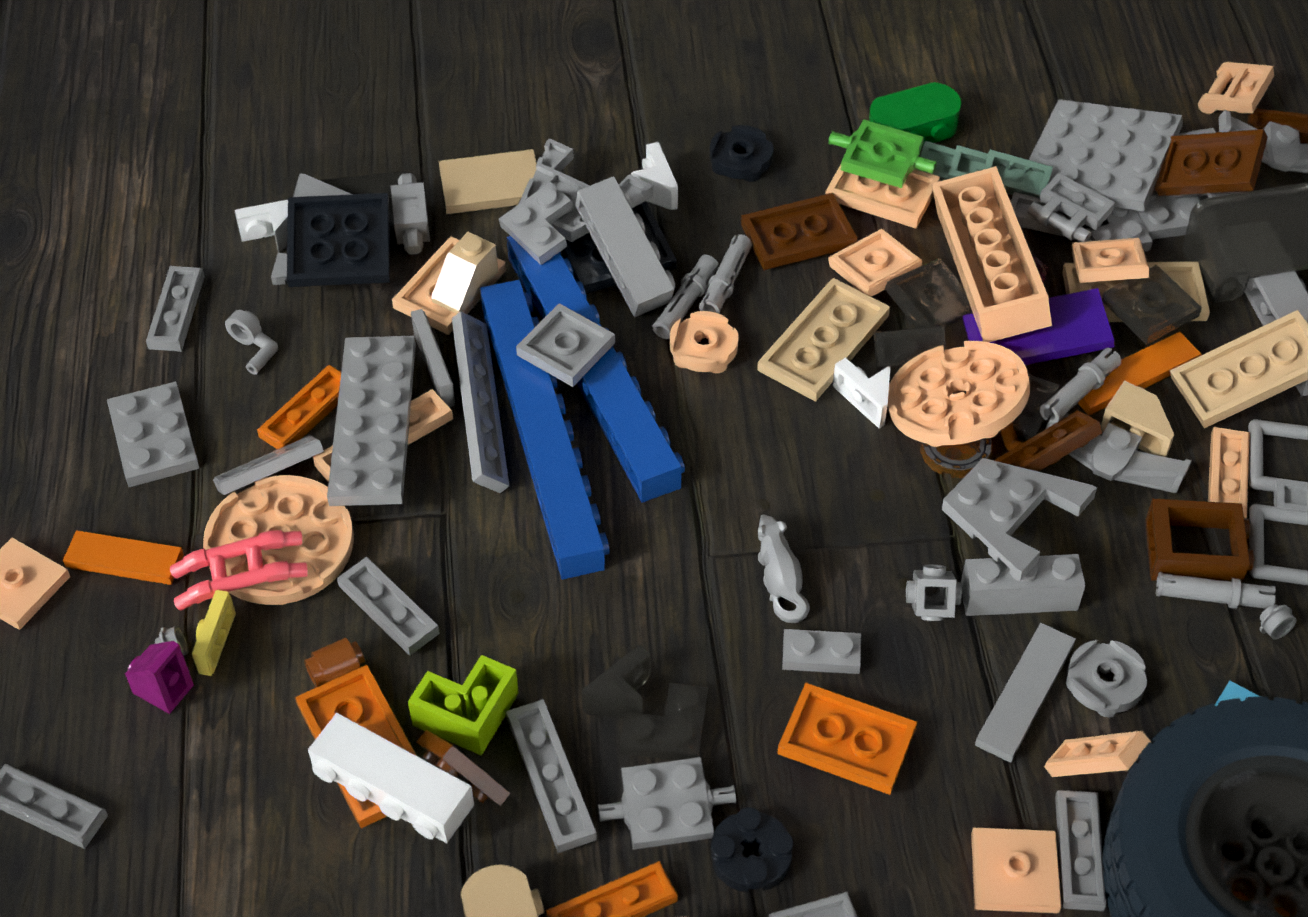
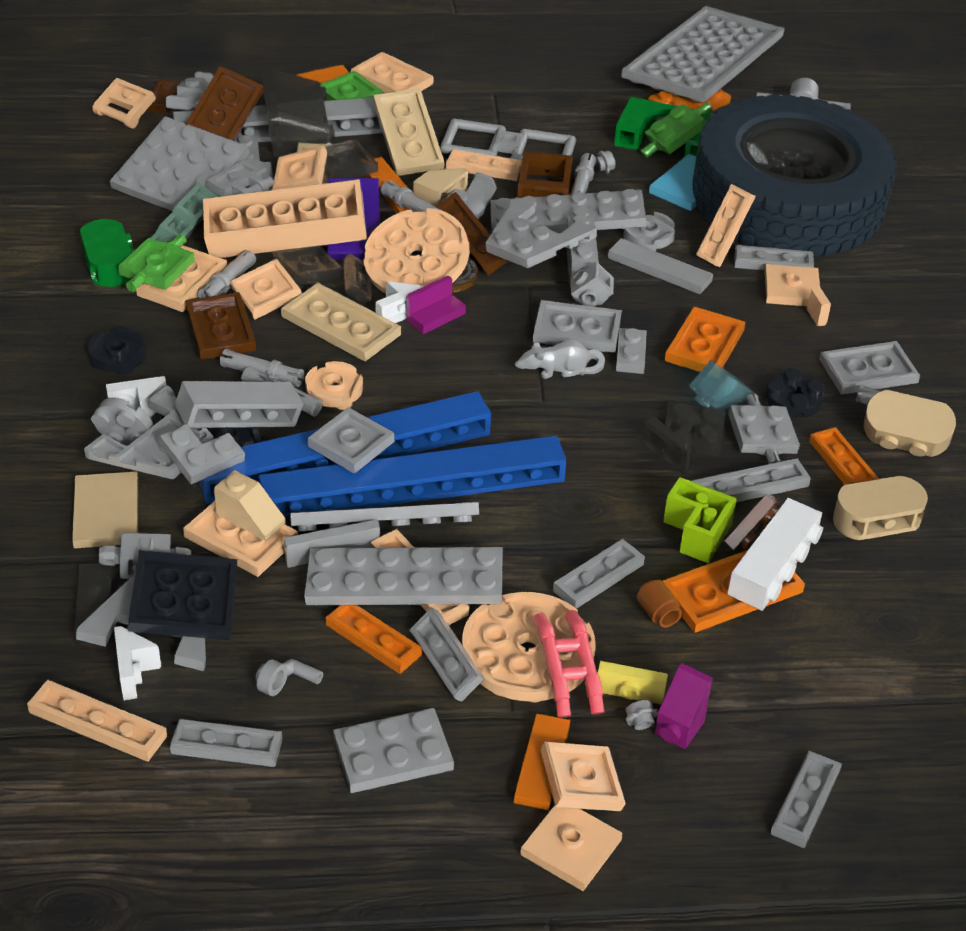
camera: 90 degrees left, 10 degrees down
(90, 586) = (582, 776): none -> light nougat plate
(203, 212) = (97, 720): none -> light nougat plate
(594, 157) = (120, 421): none -> light grey plate
(741, 751) = (718, 387): none -> clear light blue slope
(857, 584) = (590, 325): none -> light grey plate
(870, 428) = (433, 305): none -> magenta panel
(897, 228) = (220, 282): none -> light grey pin
(952, 895) = (818, 306): none -> light nougat tile
(1121, 579) = (609, 209): none -> light grey plate

